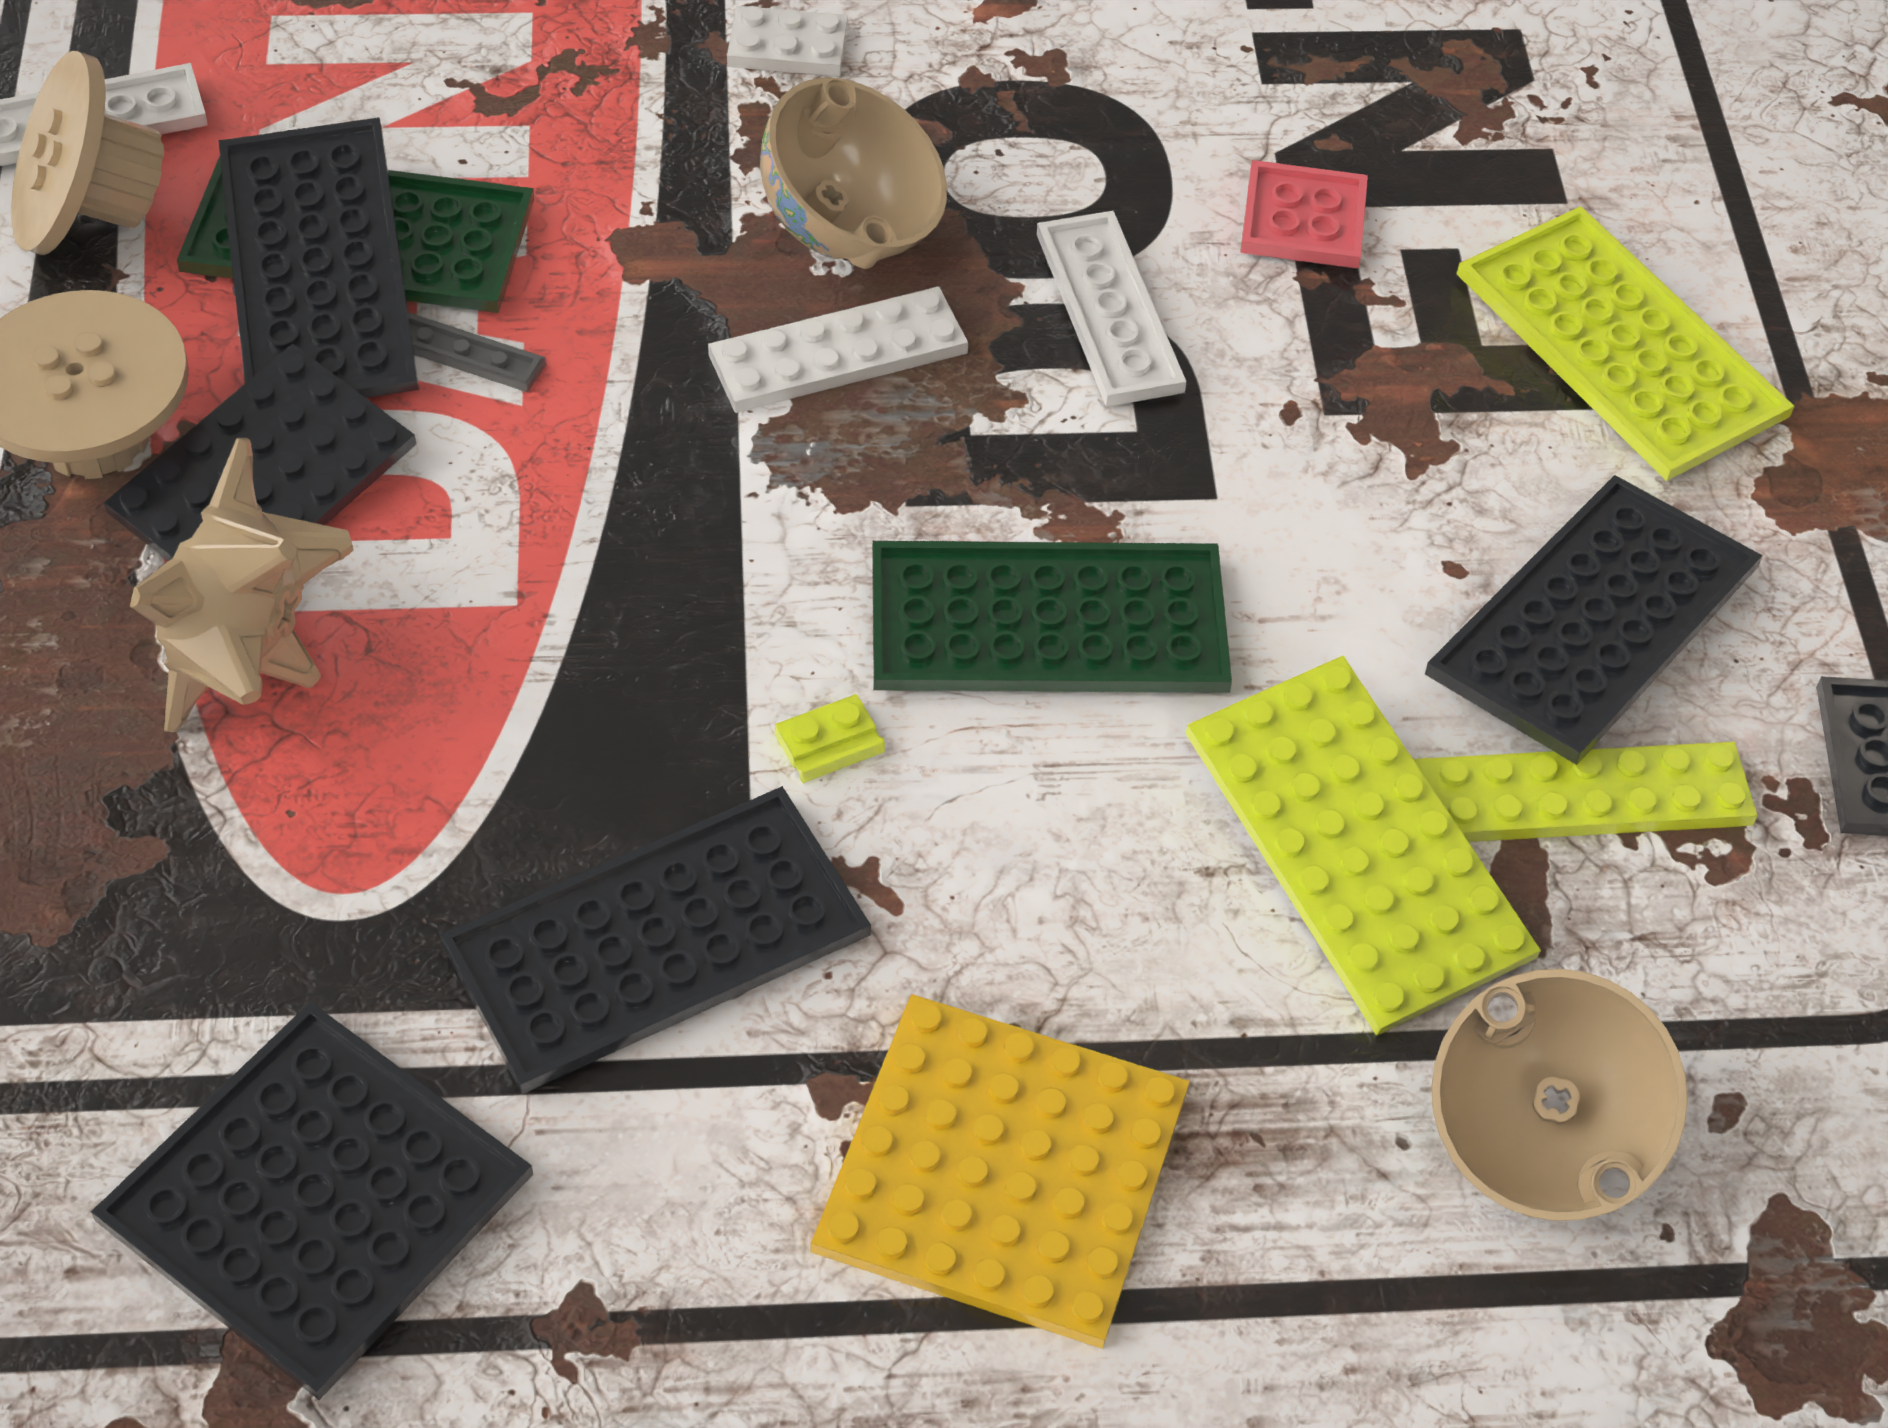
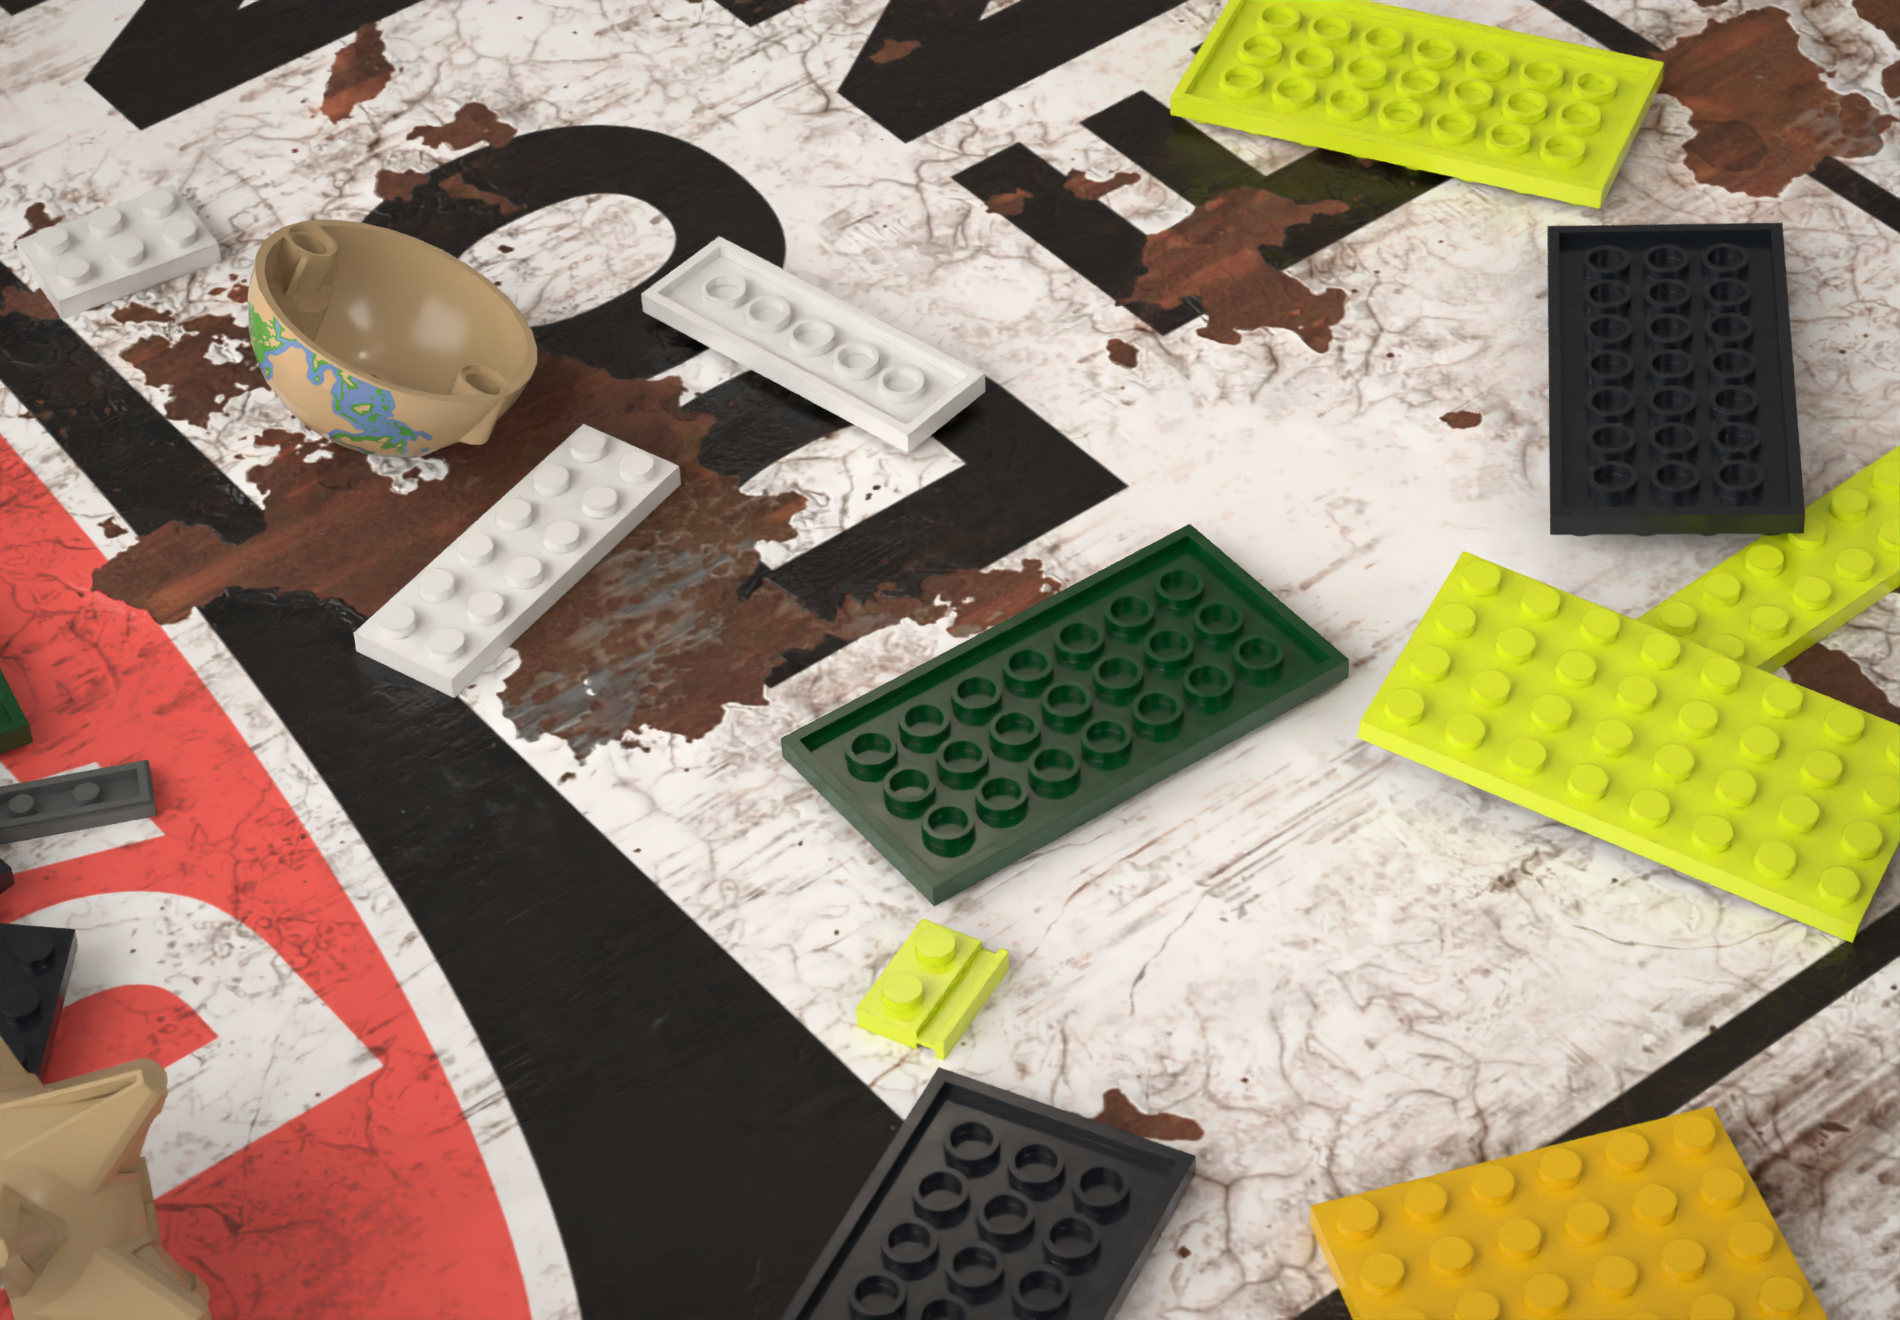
camera: 30 degrees left, 10 degrees down
(1304, 214) = (942, 134): coral plate -> none

